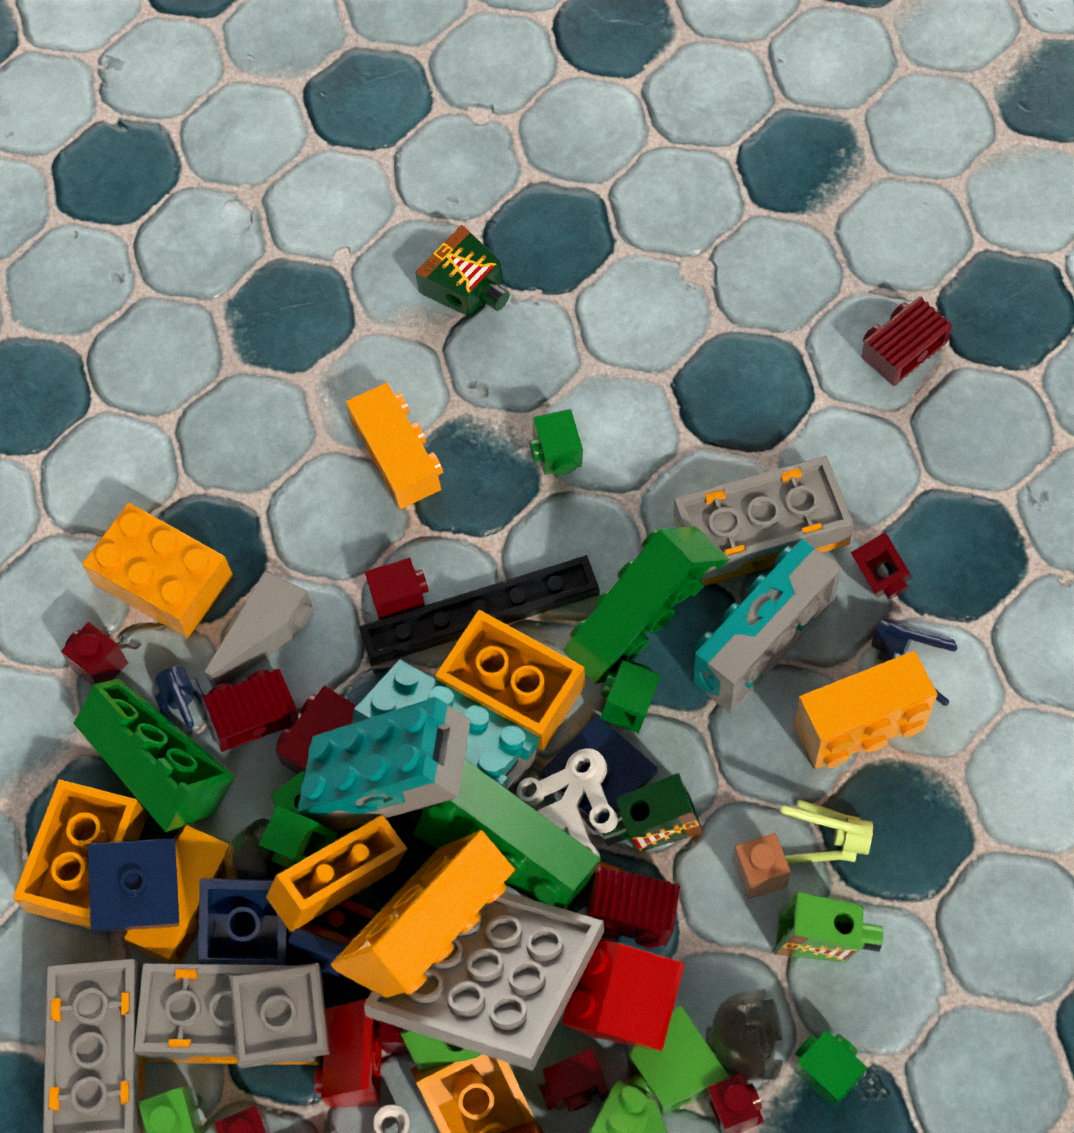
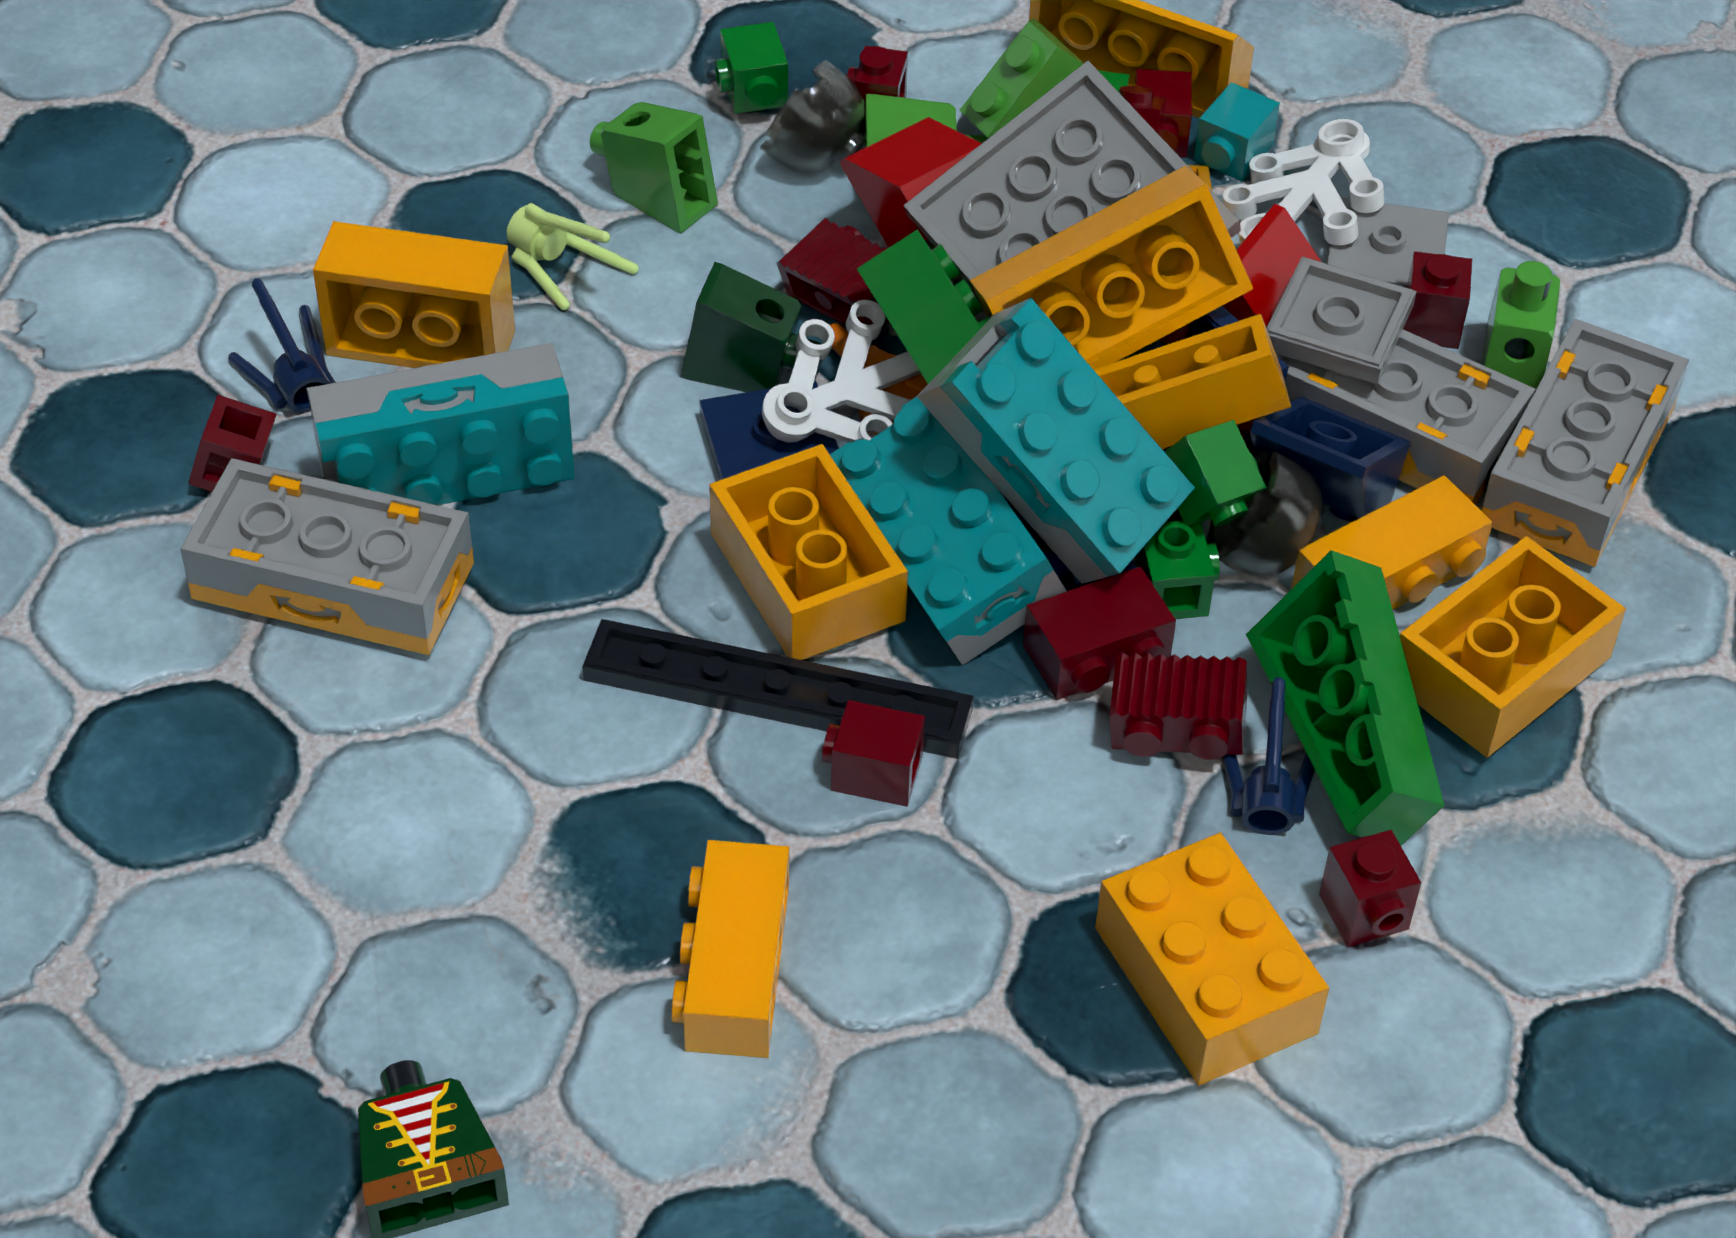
camera: 155 degrees left, 15 degrees down
(133, 885) = (1454, 540): dark blue plate -> none
(262, 627) = (1101, 803): light grey slope -> none
(556, 443) = (503, 805): green brick -> none
(629, 695) = (670, 463): green brick -> none
(643, 599) = (565, 505): green wedge -> none
(761, 866) = (667, 249): nougat brick -> none

